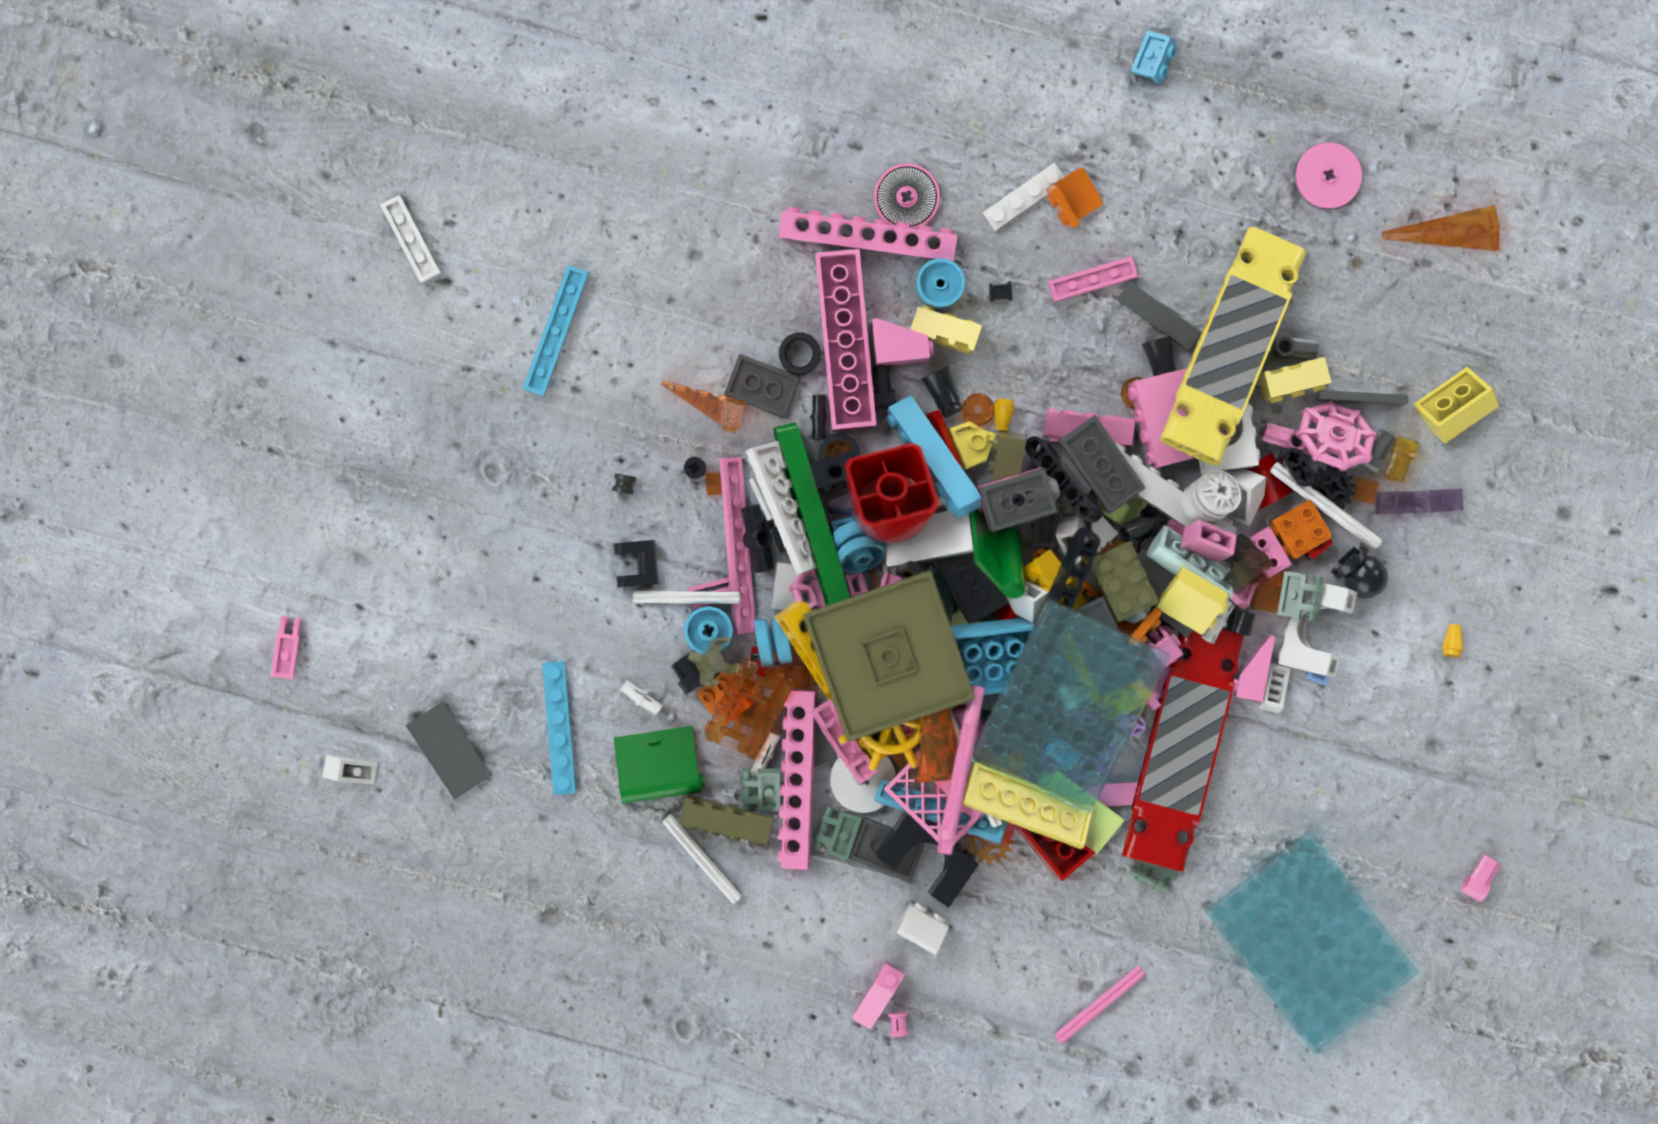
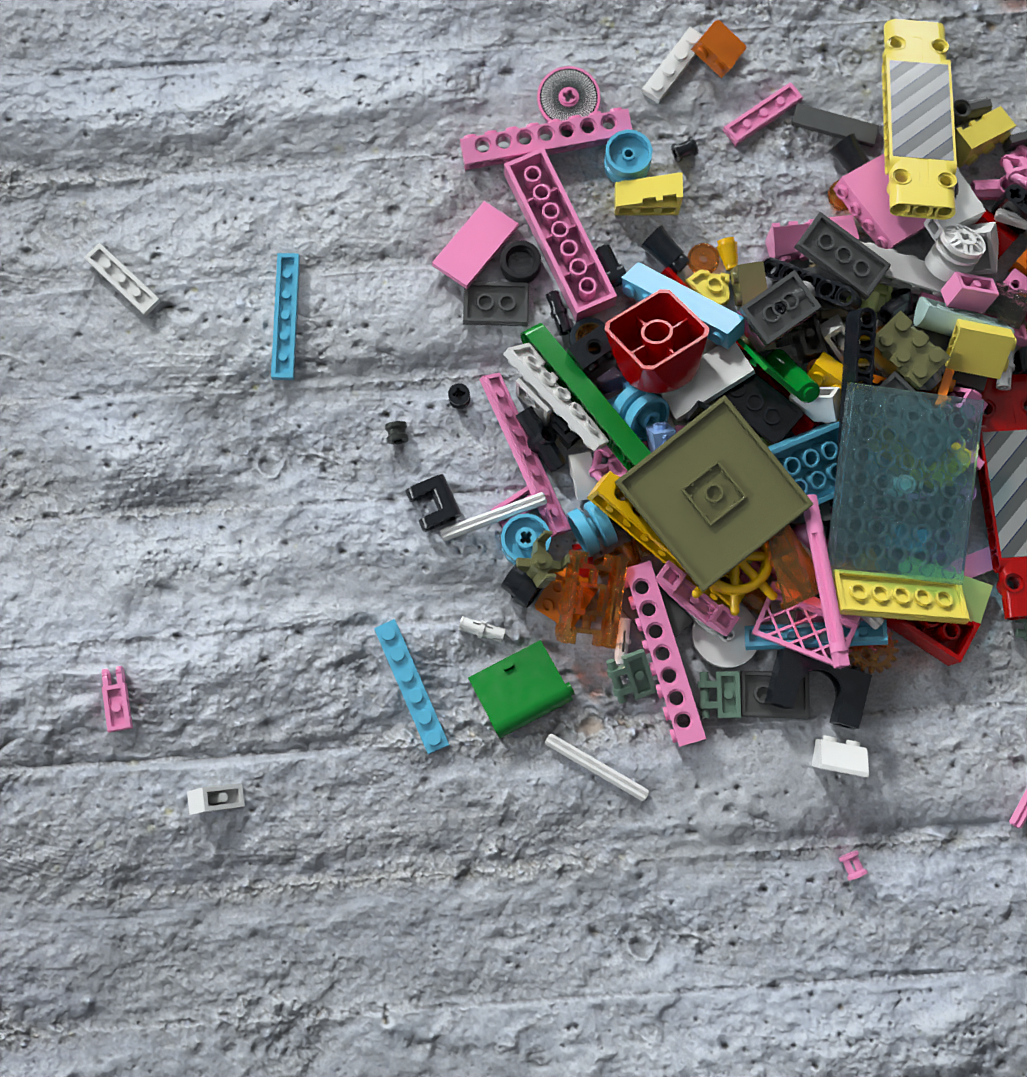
camera: 20 degrees left, 10 degrees down
(448, 750) = (309, 746): dark grey tile -> none
(713, 483) = (482, 406): clear orange tile -> none
(721, 409) = (464, 333): clear orange wedge -> none
(726, 820) = (608, 718): olive wedge -> none
(762, 320) = (475, 244): none -> bright pink tile
(865, 579) = (658, 434): none -> light blue head
(878, 994) = (822, 842): bright pink slope -> none
(899, 345) = (611, 219): bright pink slope -> none

